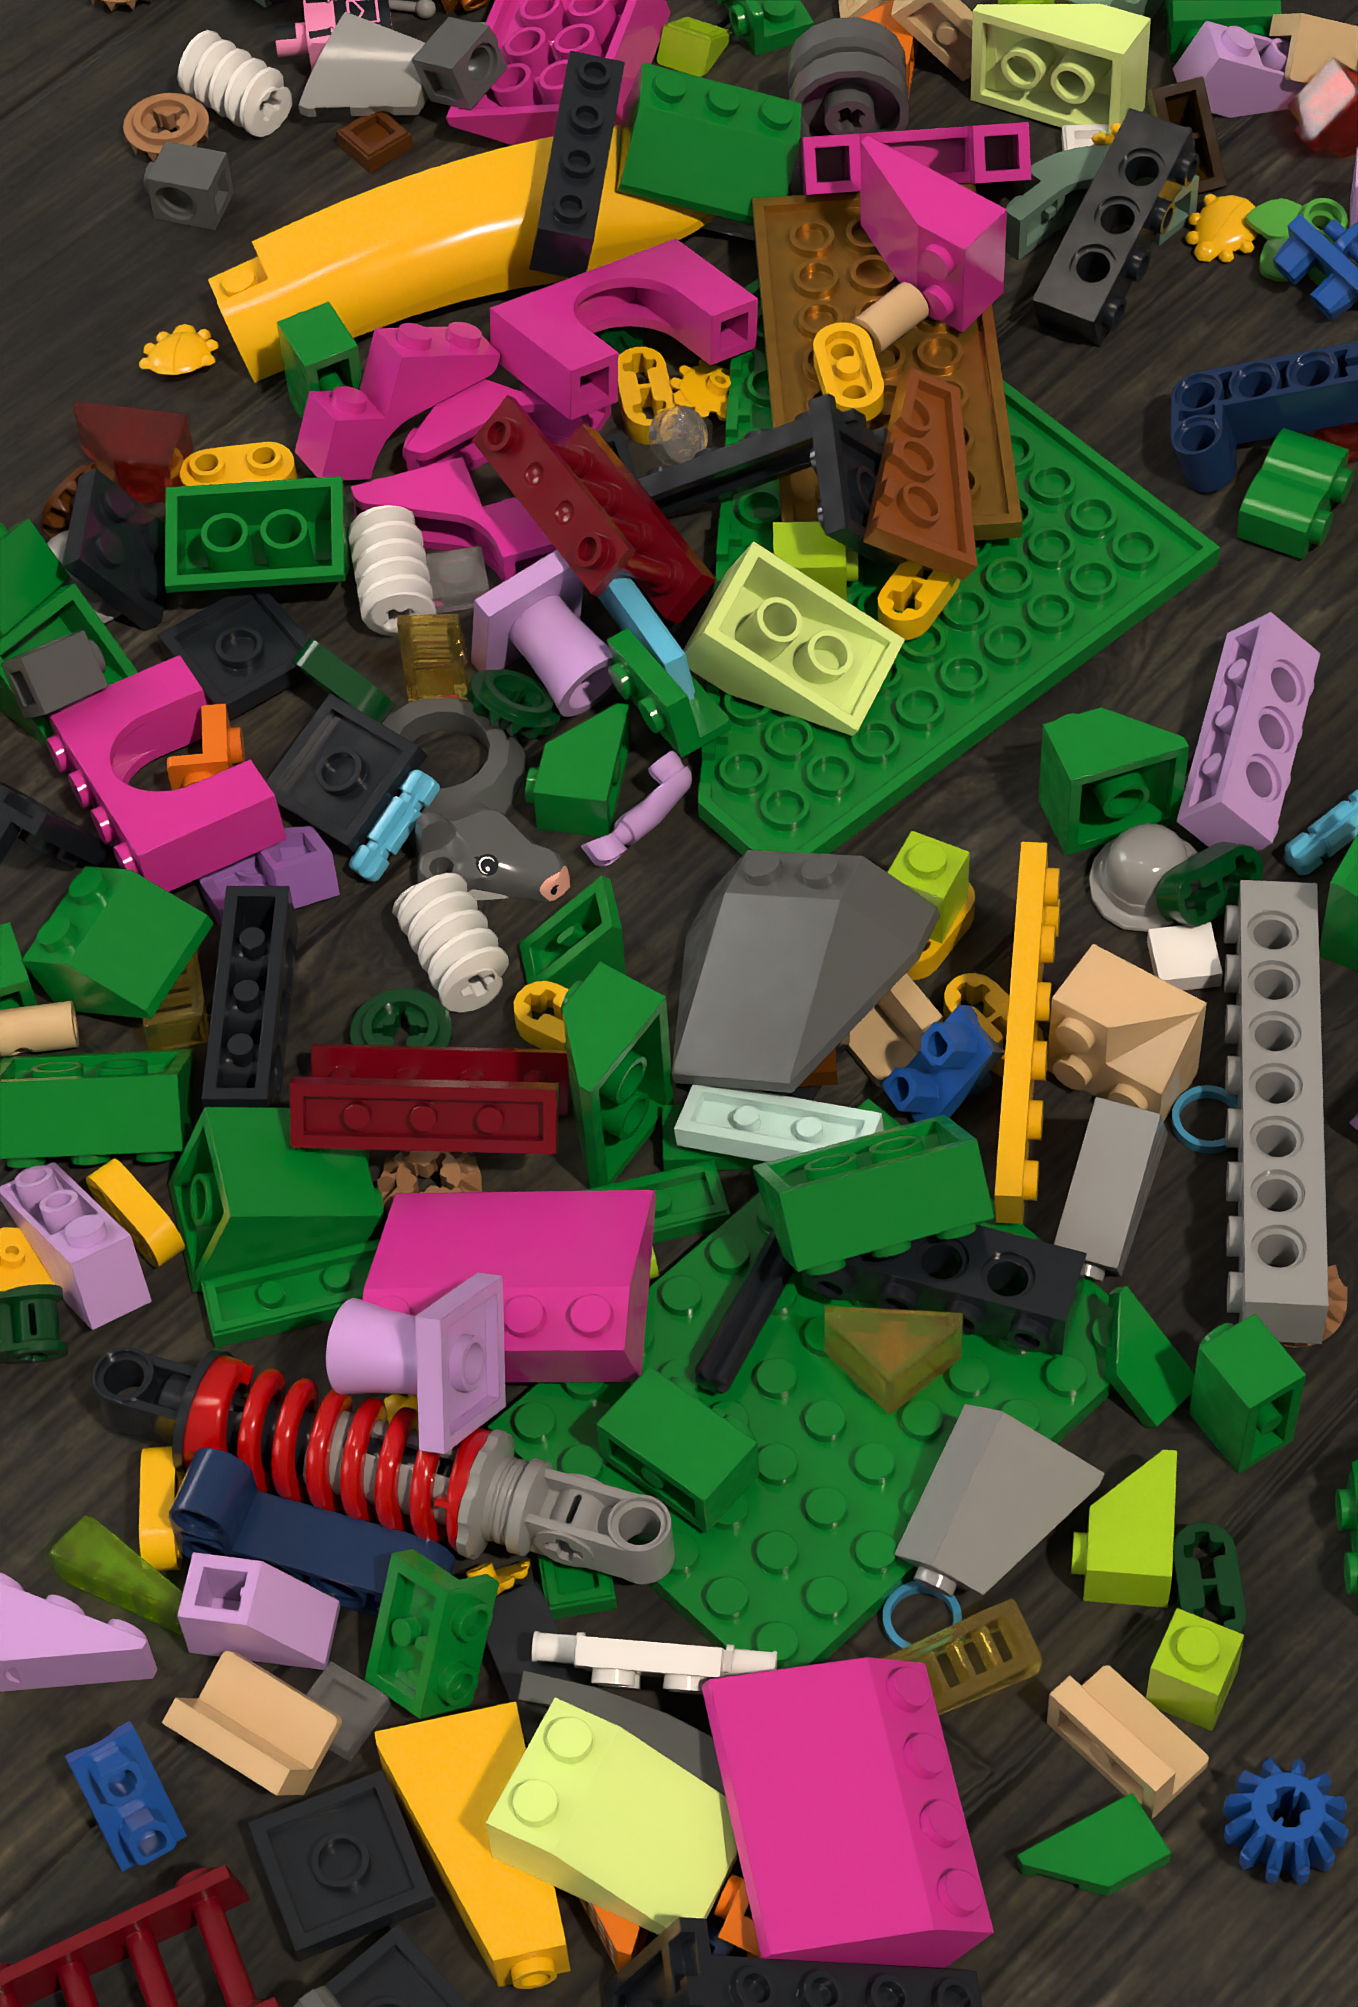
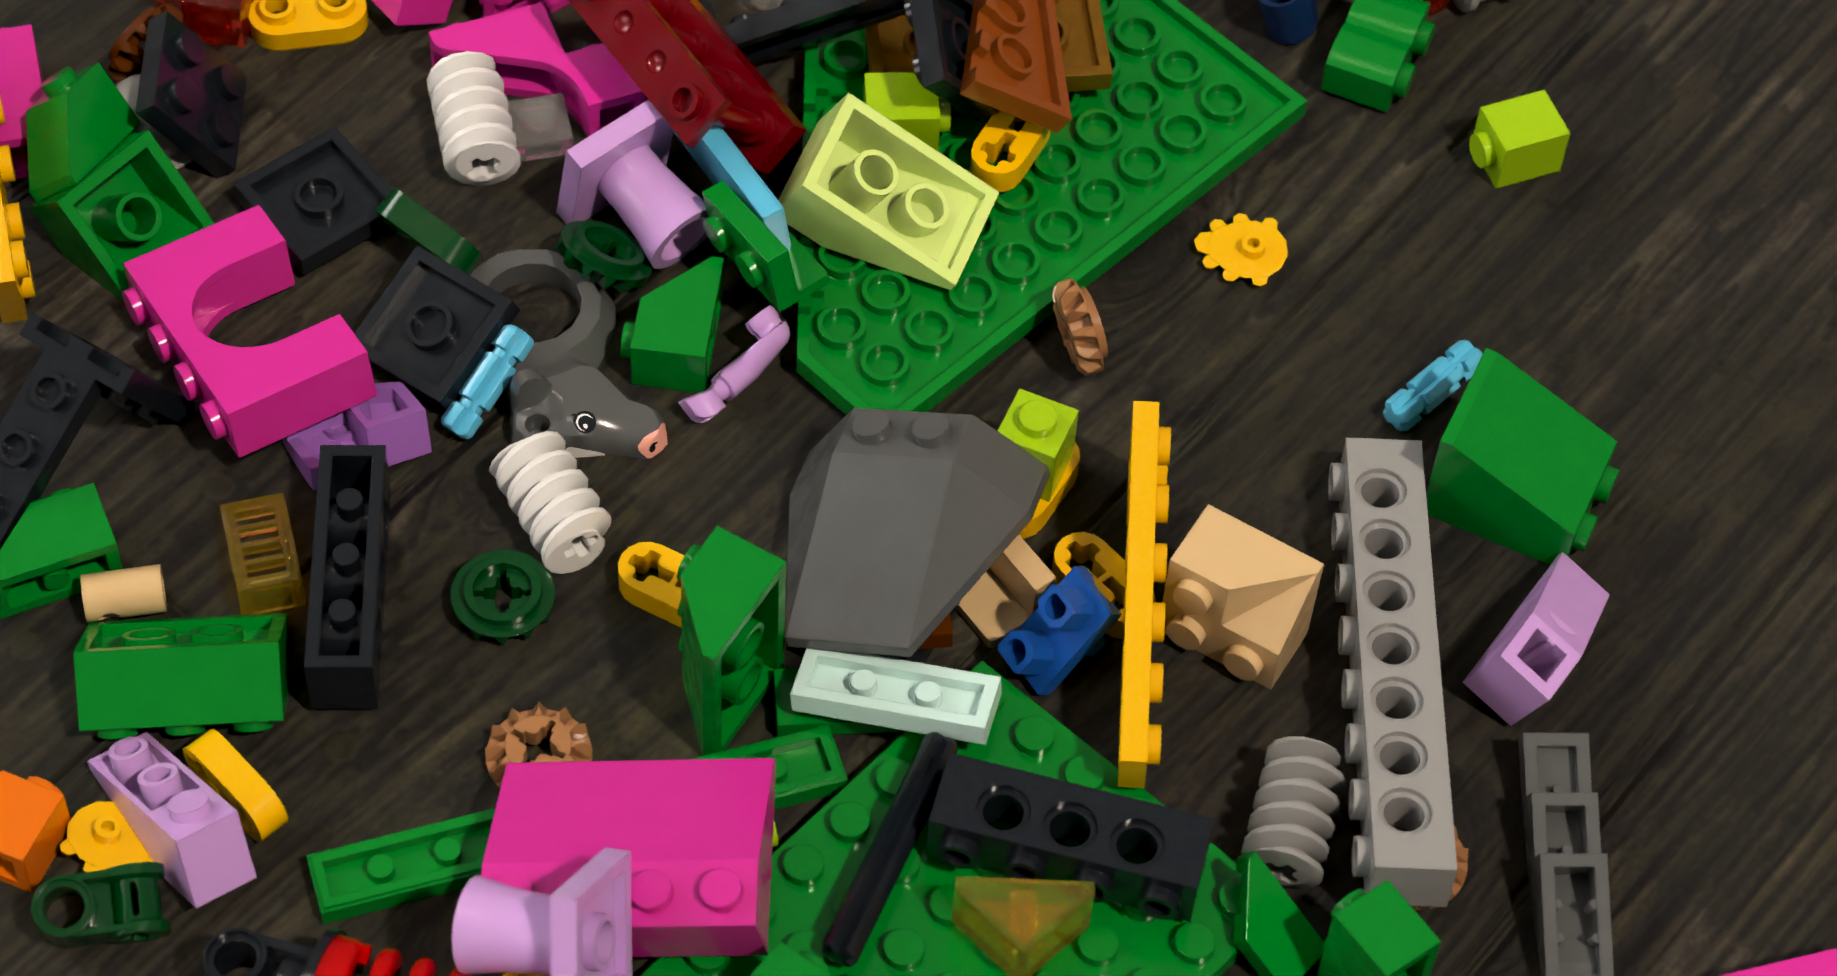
camera: 10 degrees left, 0 degrees up
(55, 674) = (131, 224): dark grey brick -> none
(115, 944) = (205, 505): green slope -> none
(221, 750) = (304, 300): orange bracket -> none
(256, 534) = (333, 80): green slope -> none
(259, 1202) = (377, 759): green slope -> none
(430, 1099) = (540, 665): dark red fence -> none
(433, 656) = (521, 207): clear yellow slope -> none
(576, 939) = (681, 500): green slope -> none
(875, 1194) = (1002, 761): green slope -> none
(979, 771) = (1080, 326): none -> medium nougat gear
(1108, 775) = (1210, 334): green slope -> none
(1111, 1185) = (1231, 748): light grey slope -> none
(1129, 872) = (1248, 435): light grey hat -> none
(1151, 694) = (1243, 248): none -> yellow piece
(1173, 1247) = (1295, 809): none -> light grey piece
(1185, 956) = (1291, 513): white tile -> none
(1185, 1098) = (1296, 695): dark azure piece -> none
(1206, 872) = (1310, 429): dark green beam -> none
(1249, 735) = (1346, 293): lavender brick -> none

